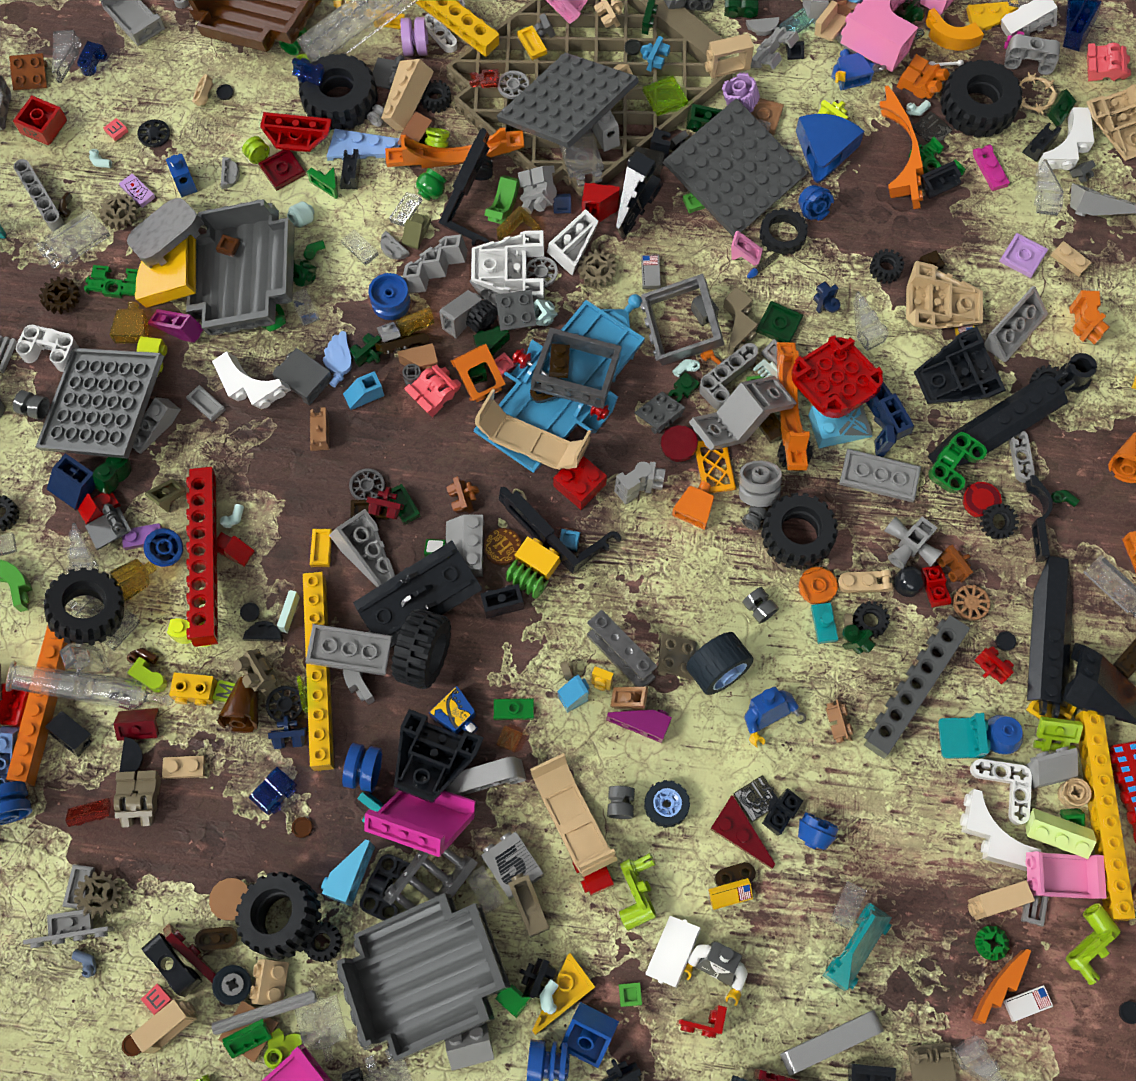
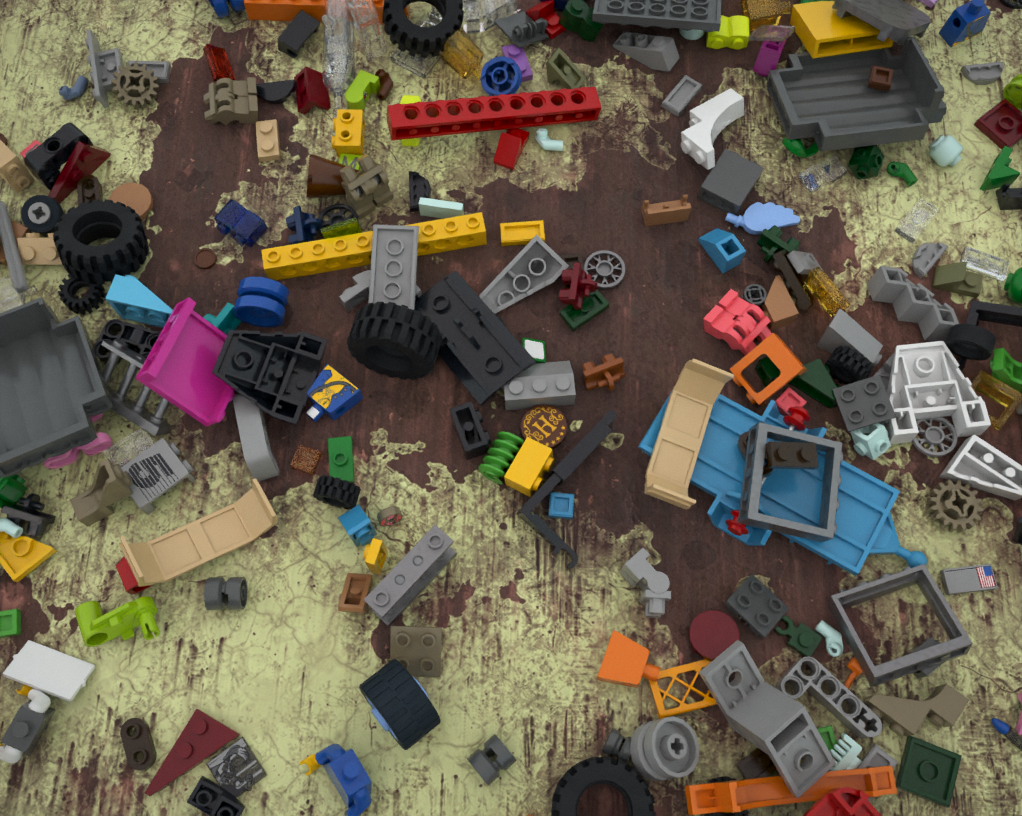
camera: 85 degrees right, 0 degrees up
(162, 320) = (771, 33): none -> clear piece
(249, 612) = (441, 175): black piece -> none
(389, 296) = (854, 258): blue wheel -> none
(476, 229) = (970, 342): none -> black tyre
(545, 708) = (336, 492): none -> black tyre
(580, 483) = (638, 512): red brick -> none
(644, 722) = (325, 621): magenta slope -> none
(673, 794) = (214, 643): black wheel -> none
(730, 894) = (114, 738): yellow tile -> none

